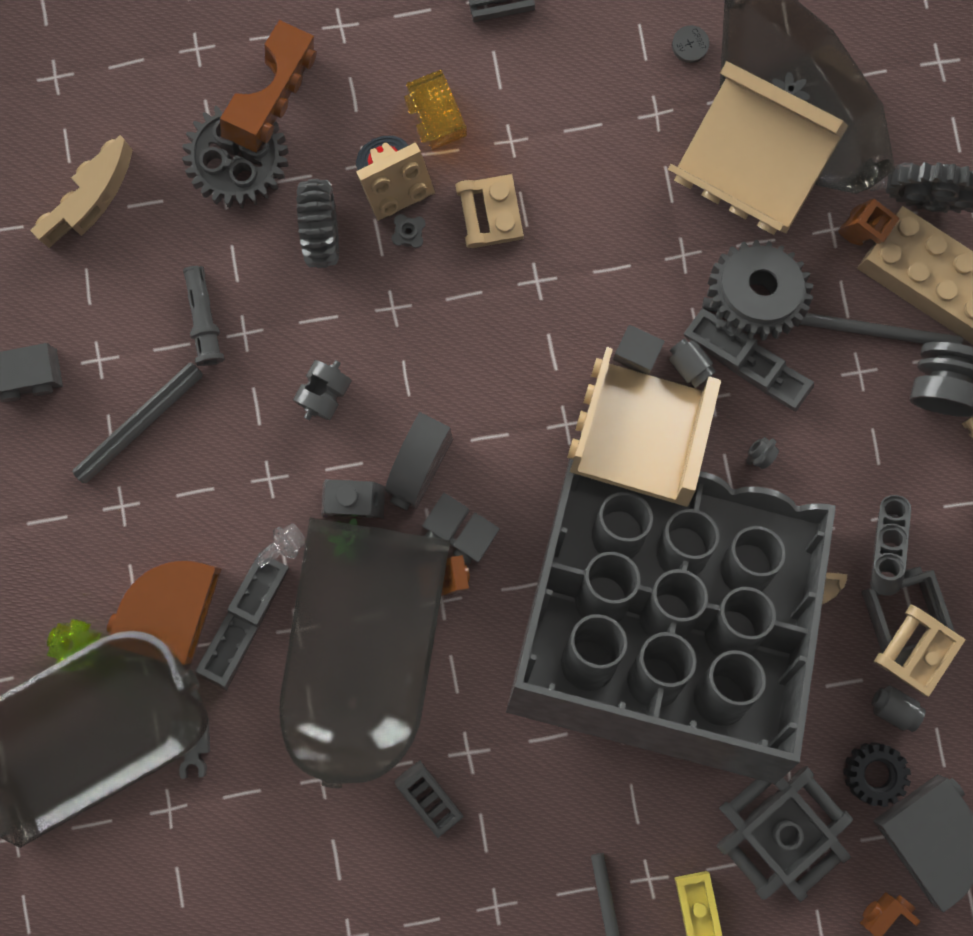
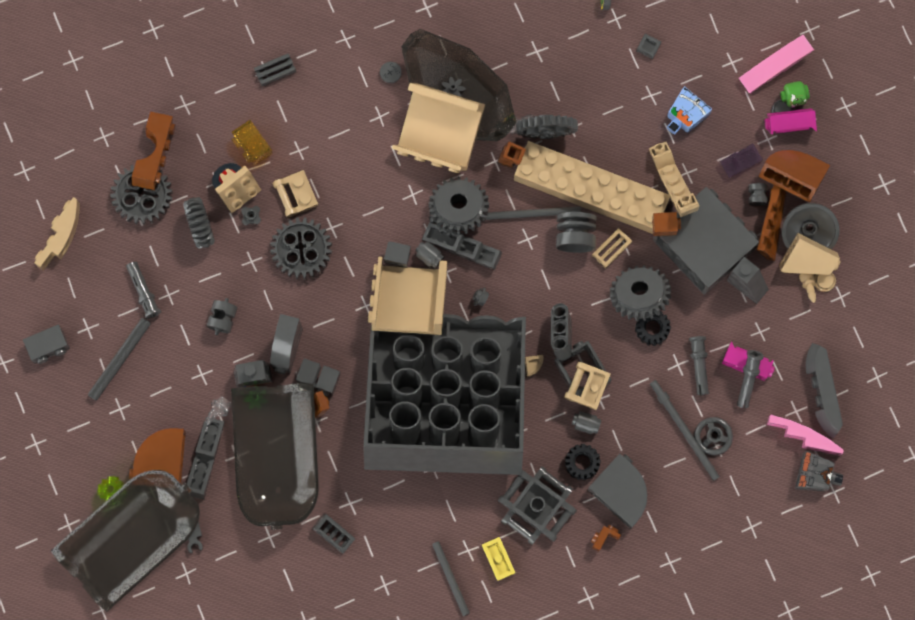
camera: 15 degrees left, 5 degrees down
(508, 306) = (318, 245): none -> dark grey gear

